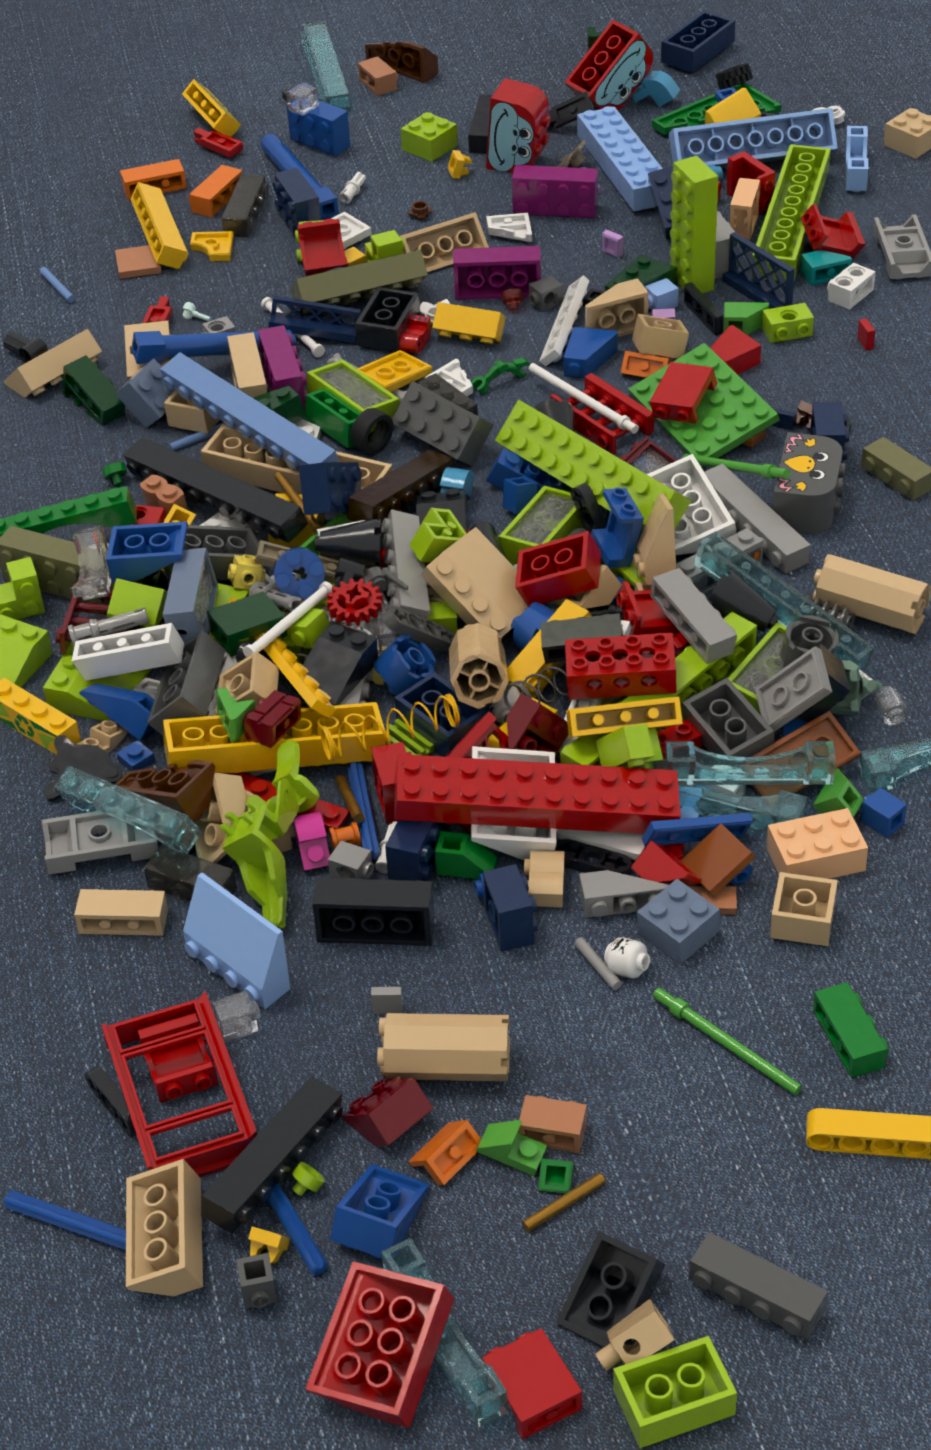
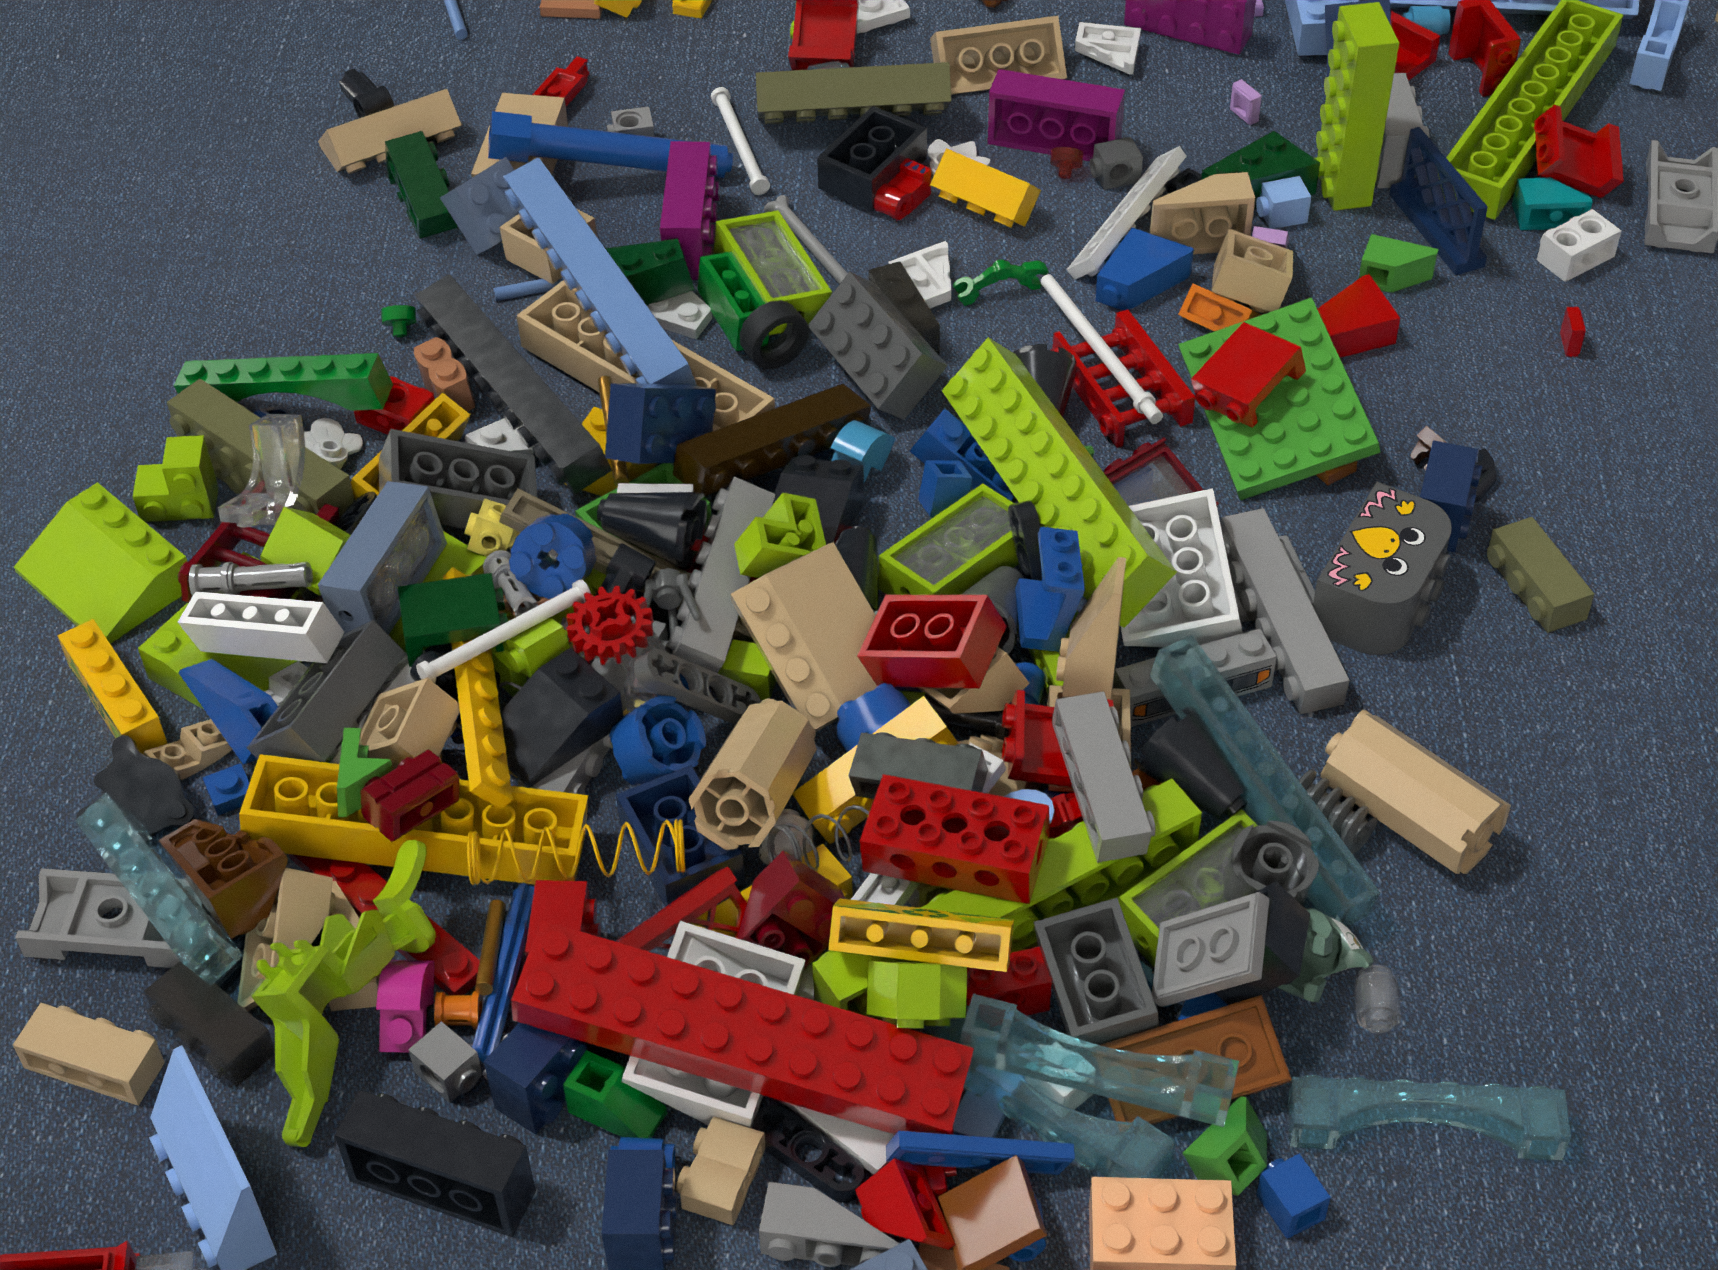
camera: 15 degrees right, 5 degrees up
(144, 549) = (344, 466): blue slope -> none
(189, 312) = (611, 87): light aqua hand -> none
(246, 364) = (637, 196): tan brick -> none
(314, 326) = (767, 144): dark blue fence -> none
(354, 256) = (869, 49): yellow tile -> none
(384, 246) = (910, 44): lime brick -> none
(396, 370) = (850, 242): yellow tile -> none
(418, 744) = (607, 840): lime tile -> none
(703, 308) = (1339, 236): black tile -> none
(744, 207) = (1458, 88): light nougat window -> none
(766, 471) = (1318, 541): bright green bar -> none
(786, 419) = (1395, 445): dark blue slope -> none
(787, 322) = (1458, 286): lime brick -> none

